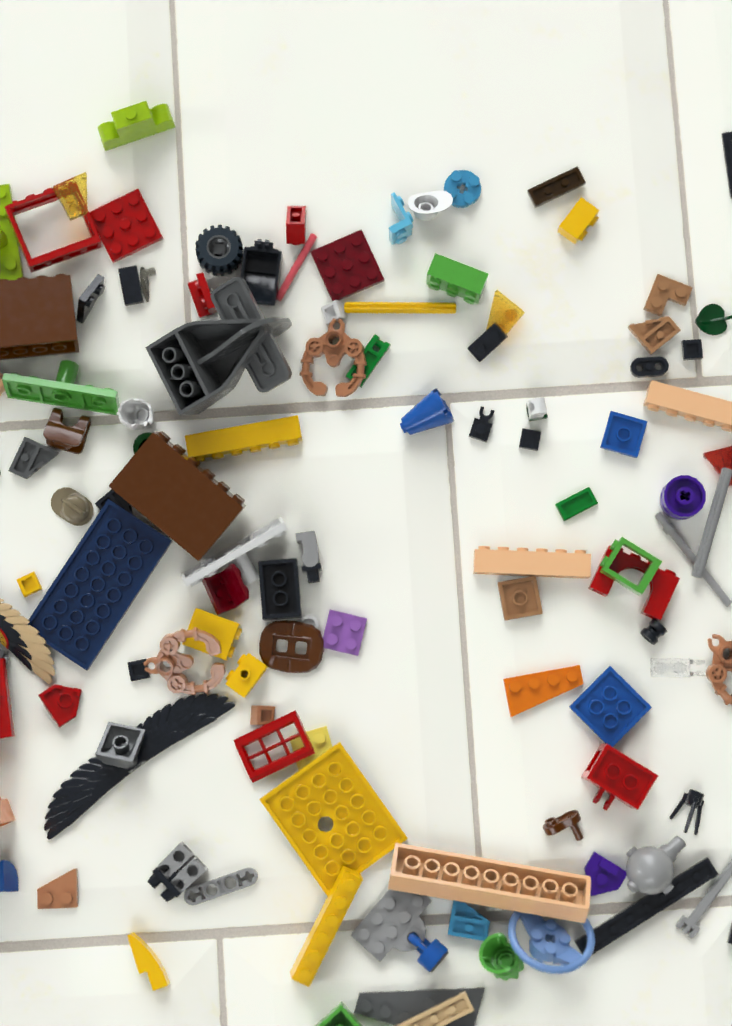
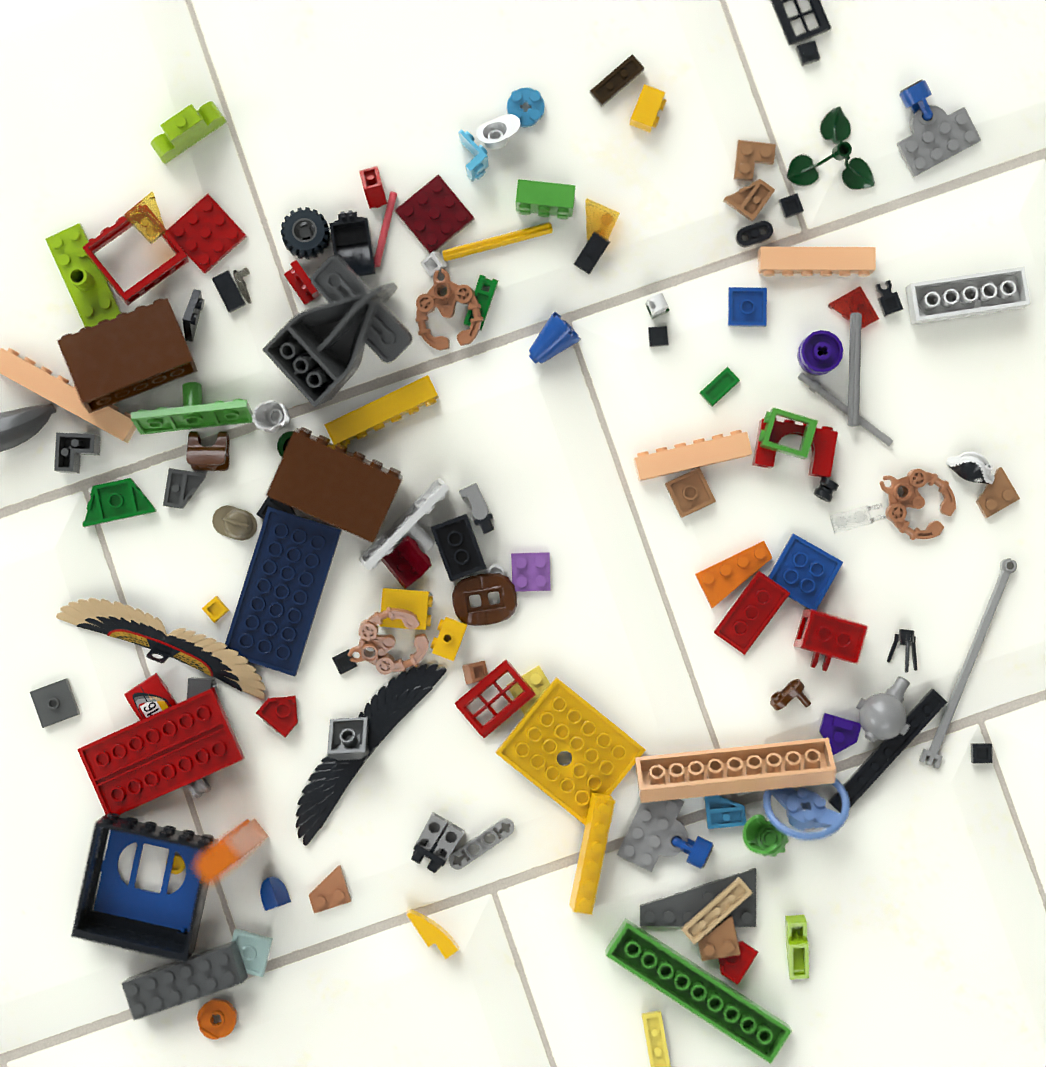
camera: 15 degrees left, 5 degrees up
(481, 427) = (608, 338): black plate -> none
(548, 731) = (751, 612): none -> red tile

